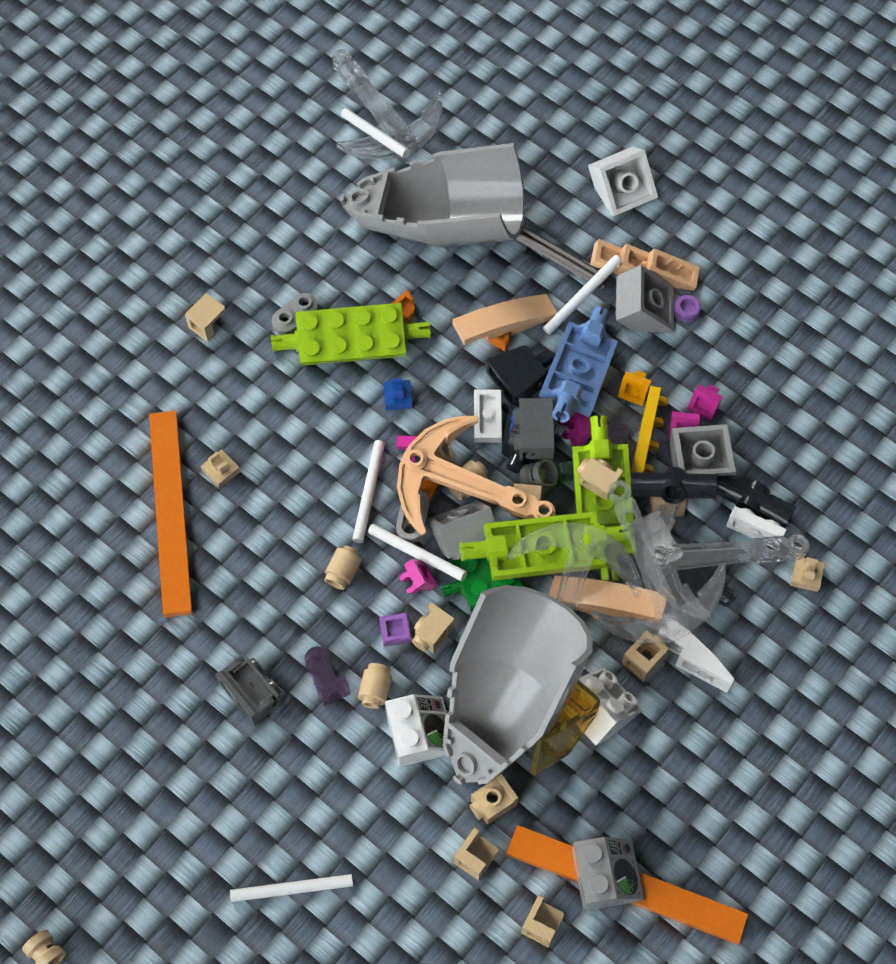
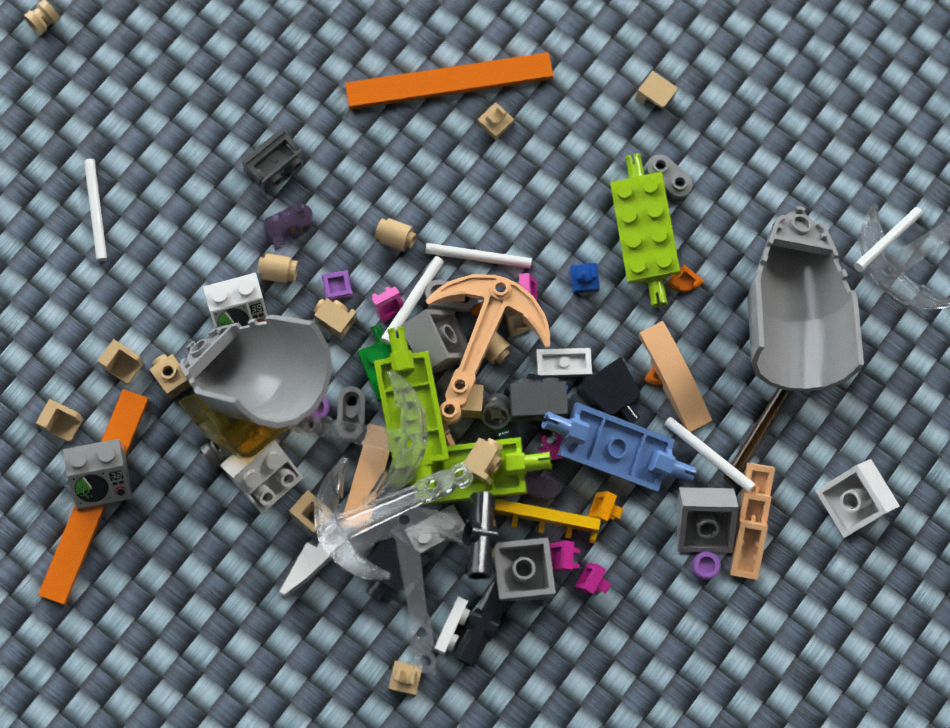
camera: 80 degrees right, 10 degrees up
(582, 753) = (212, 454): none -> dark grey wheel

